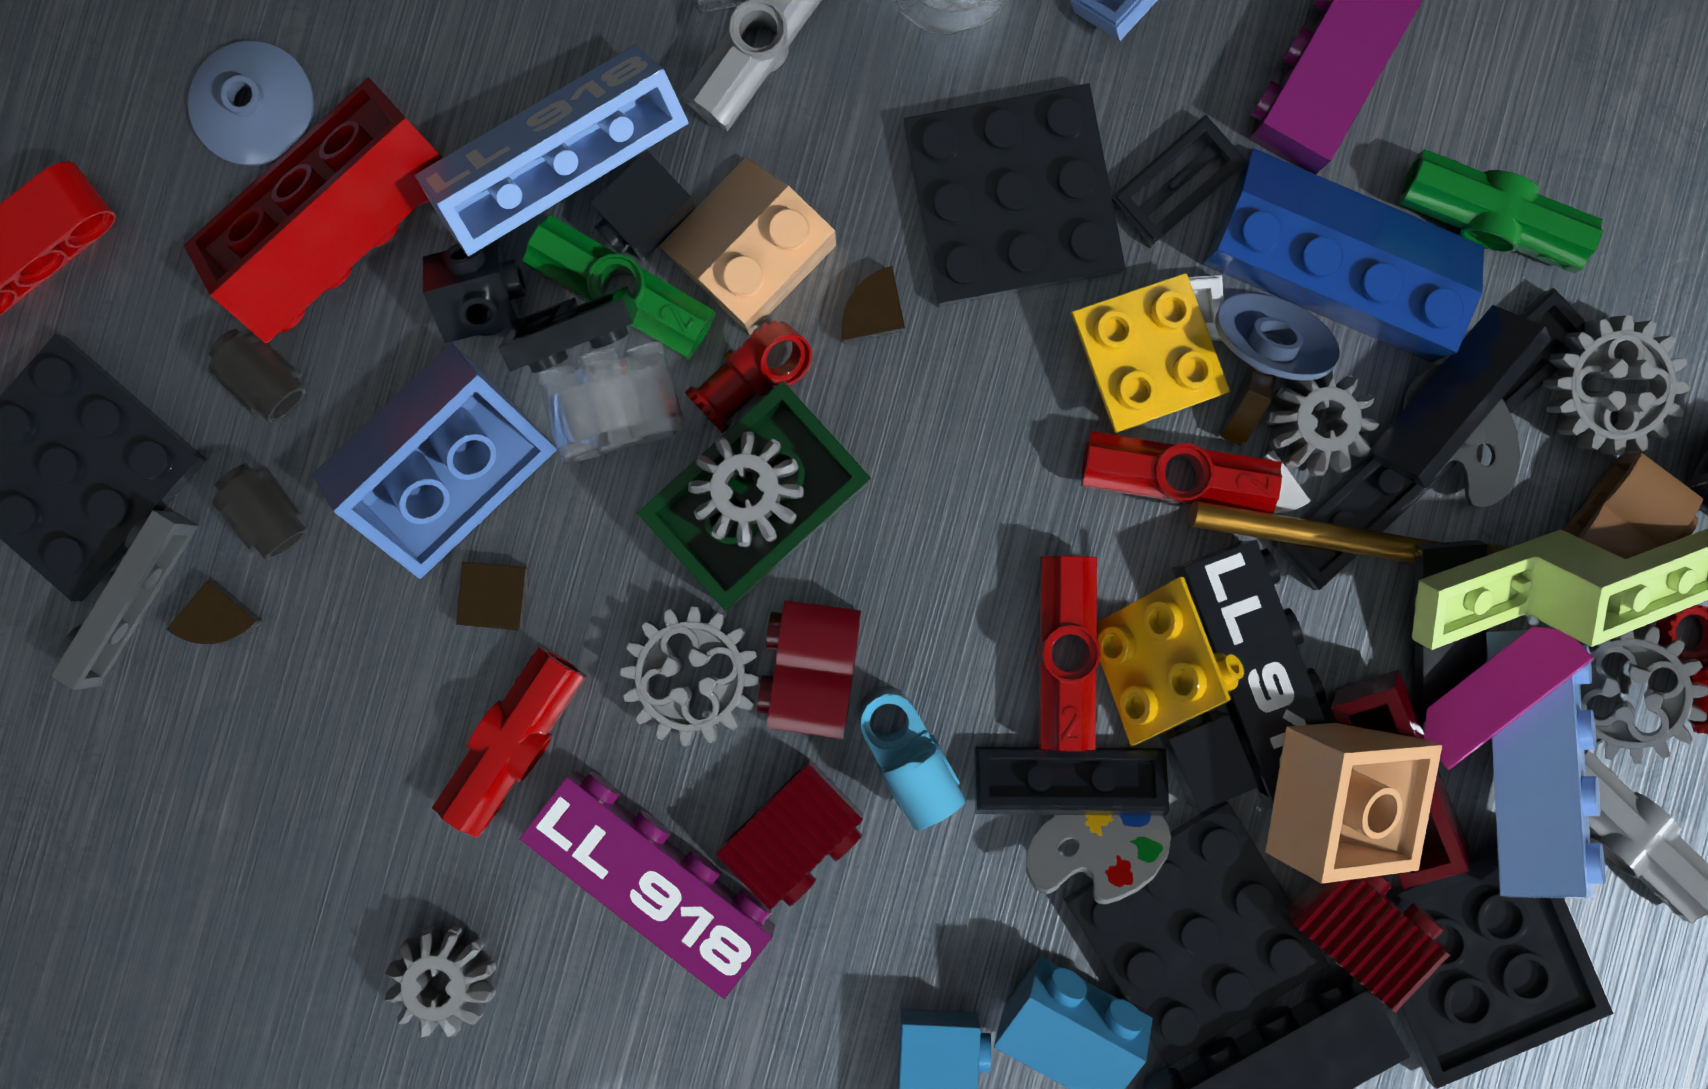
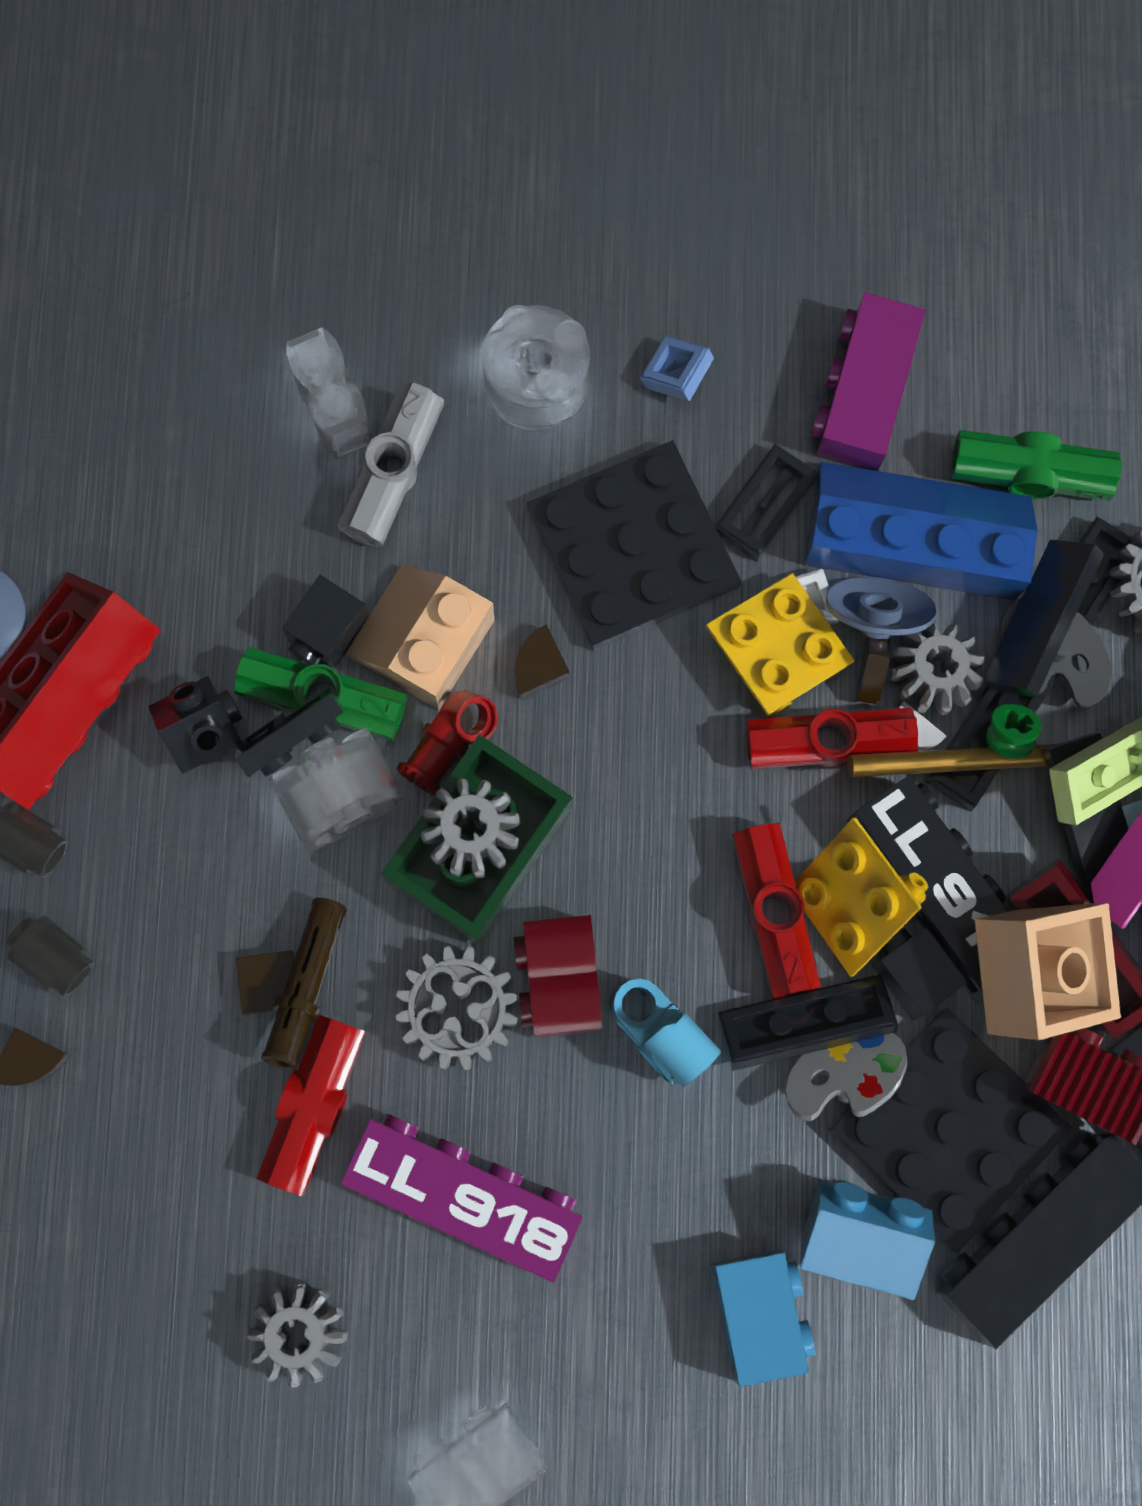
camera: 15 degrees left, 10 degrees down
(433, 462) = (194, 877): medium blue slope -> none
(529, 609) = (298, 1003): none -> dark brown pin
(552, 149) = (239, 592): light blue brick -> none
(791, 836) = (578, 1126): dark red brick -> none
(1394, 504) = (1013, 731): none -> green bush

